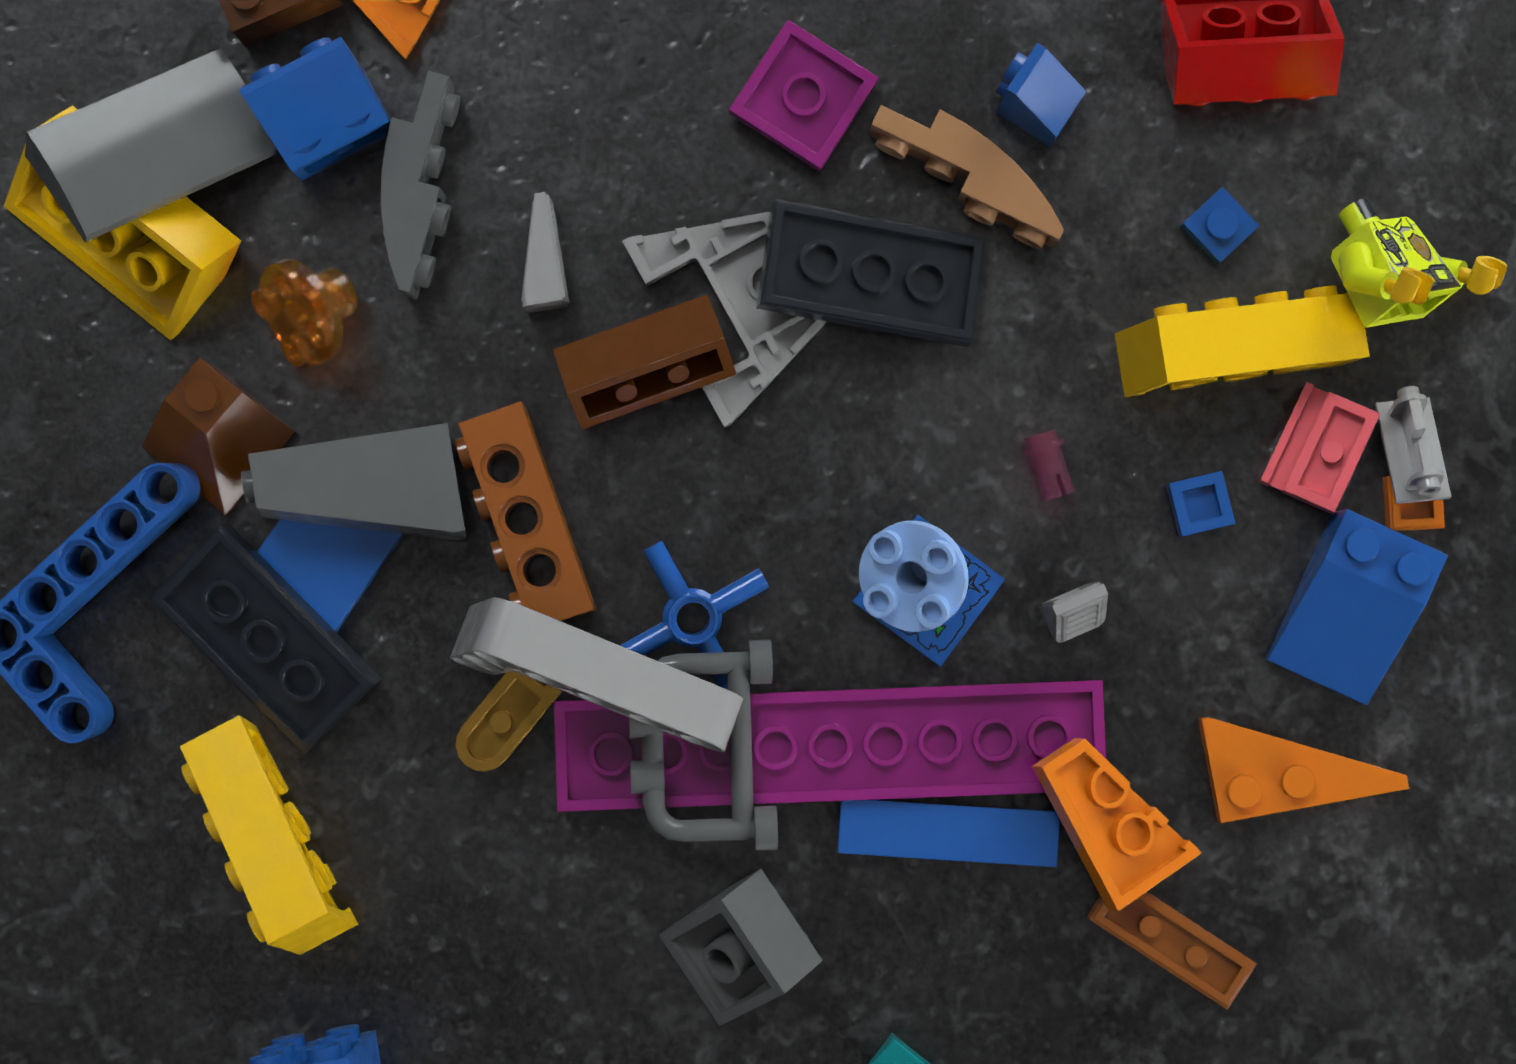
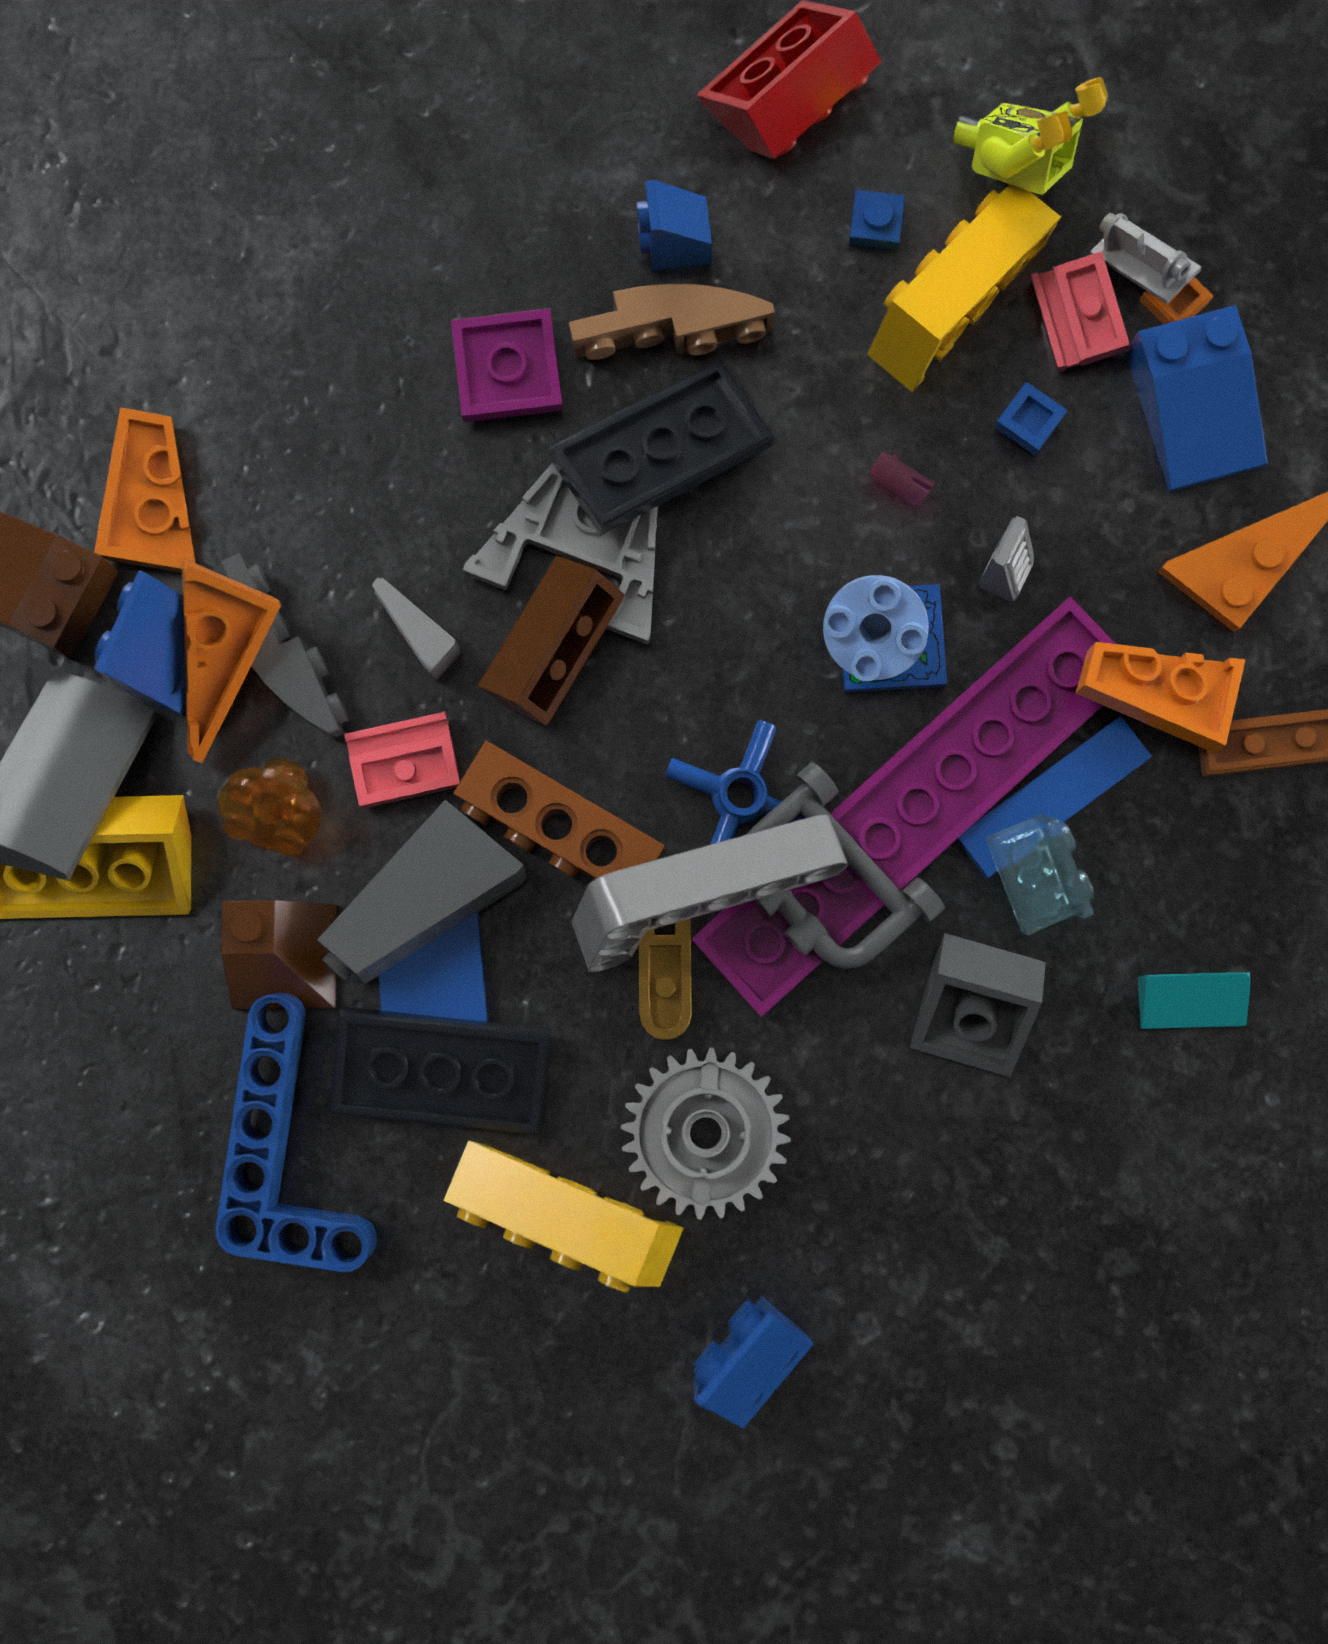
camera: 35 degrees left, 5 degrees down
(371, 141) = (221, 639): none -> orange wing
(394, 874) = (714, 1173): none -> light grey gear
(444, 358) = (402, 760): none -> coral plate
(880, 885) = (1041, 873): none -> clear light blue bracket

